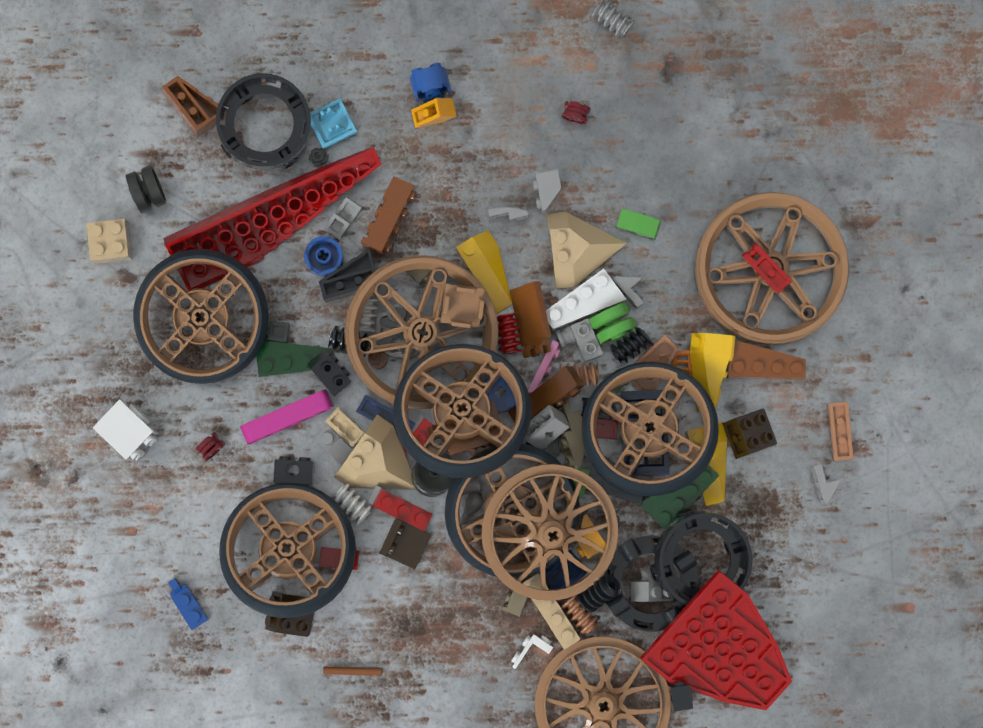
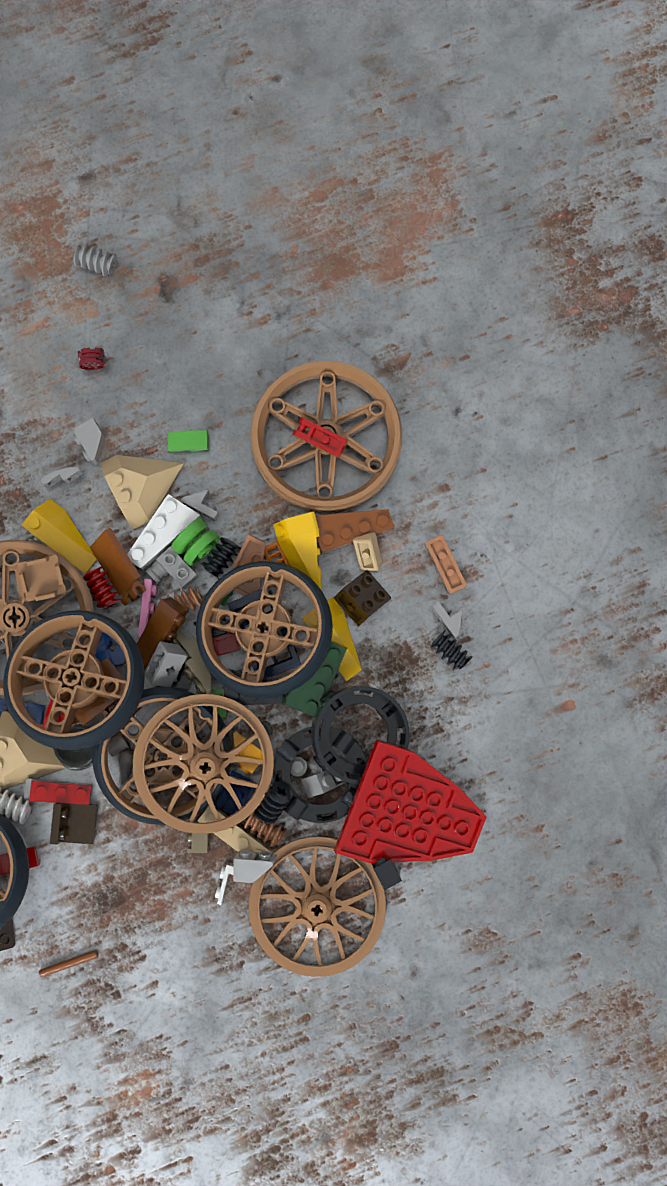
camera: 25 degrees left, 0 degrees up
(559, 643) = (250, 865): none -> light grey slope
(632, 569) = (298, 767): none -> light grey plate
(771, 392) = (368, 552): none -> tan slope
(814, 514) = (450, 651): none -> black piece

